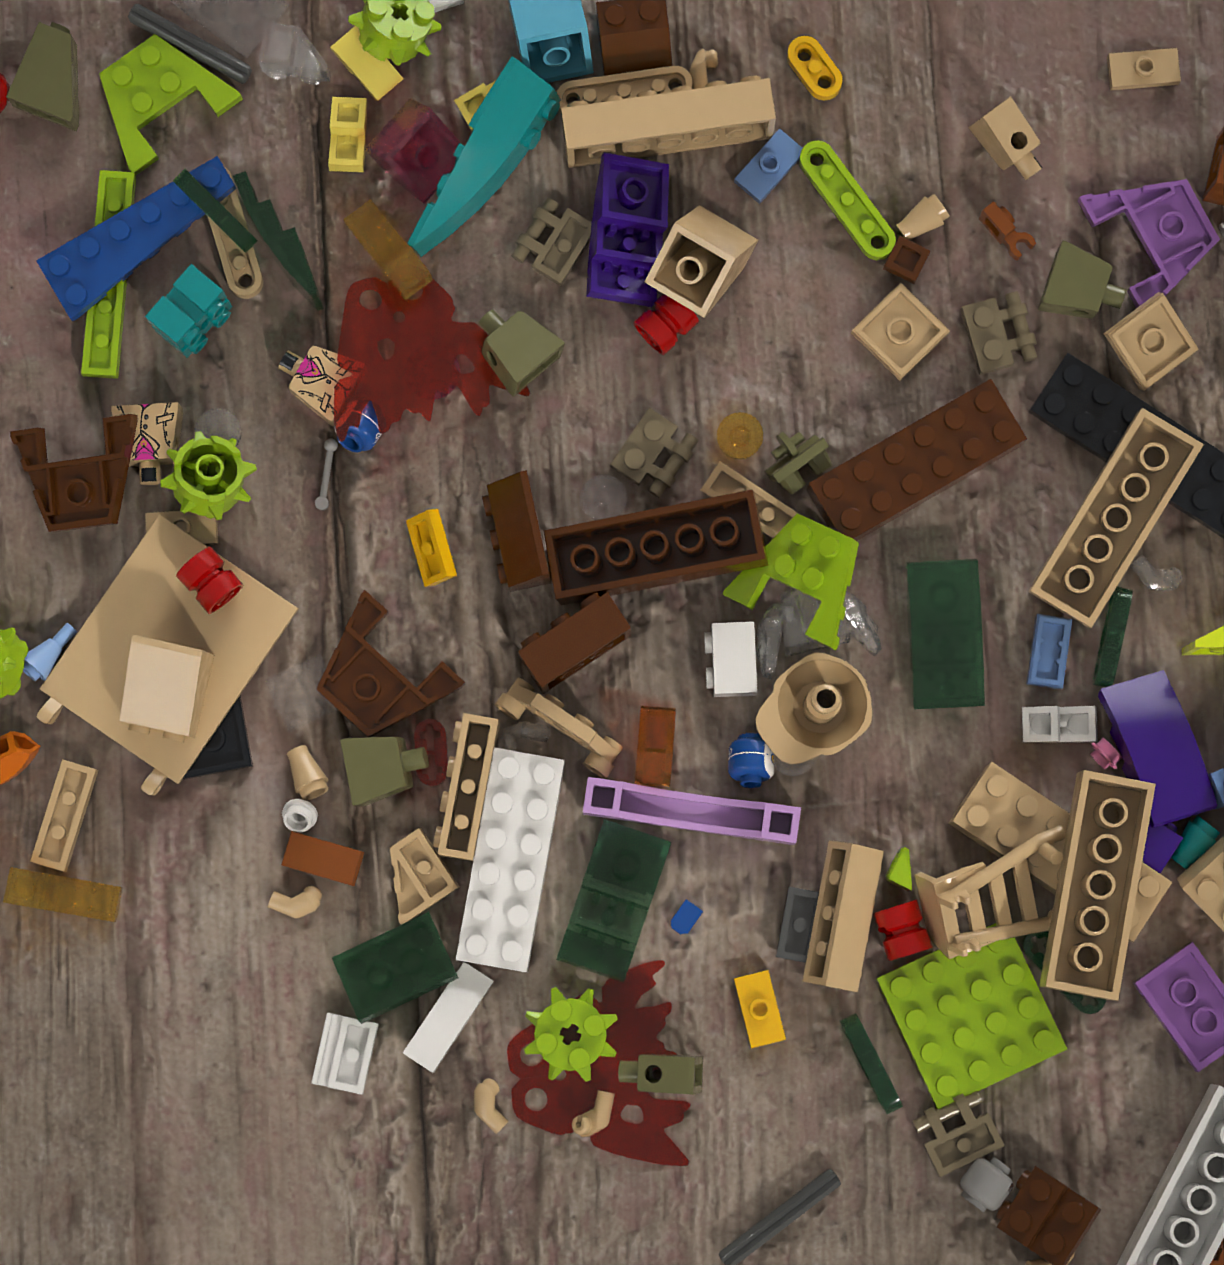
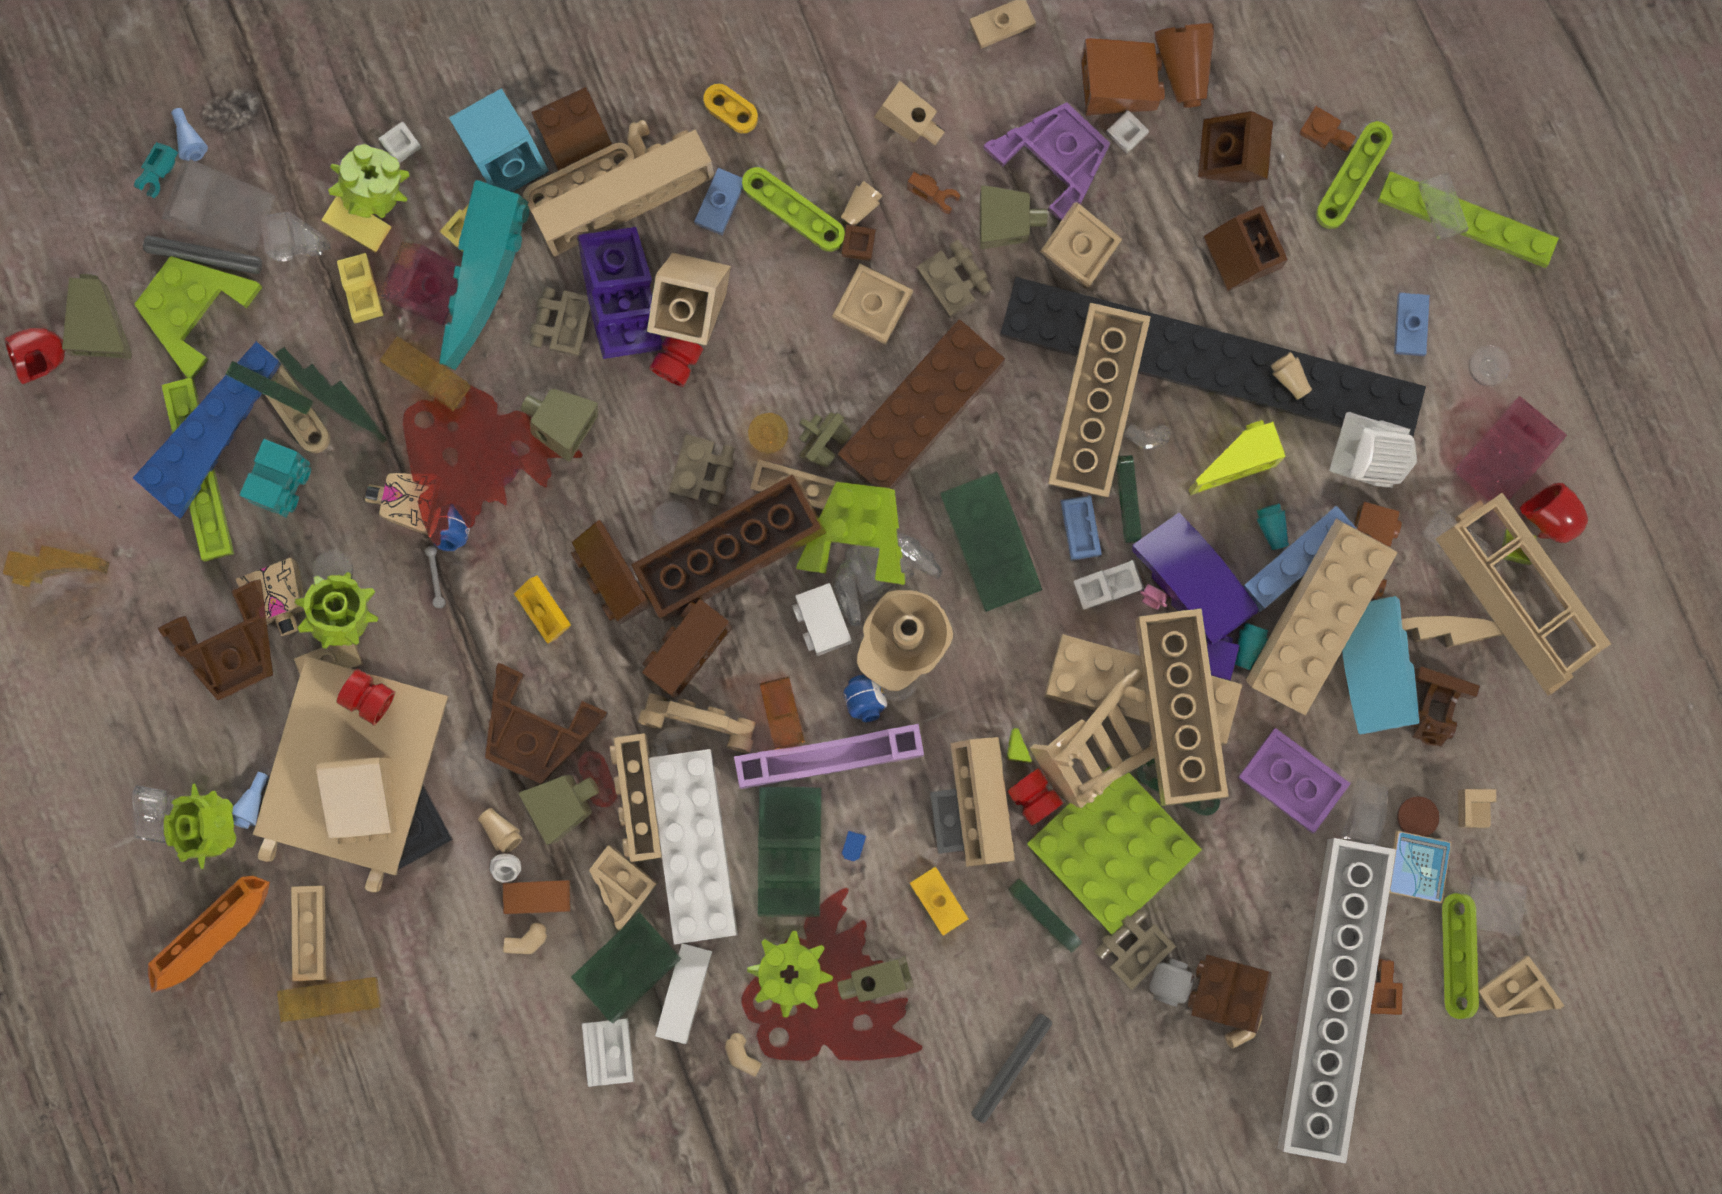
camera: 20 degrees left, 0 degrees up
(596, 1118) = (834, 1036): tan arm -> none

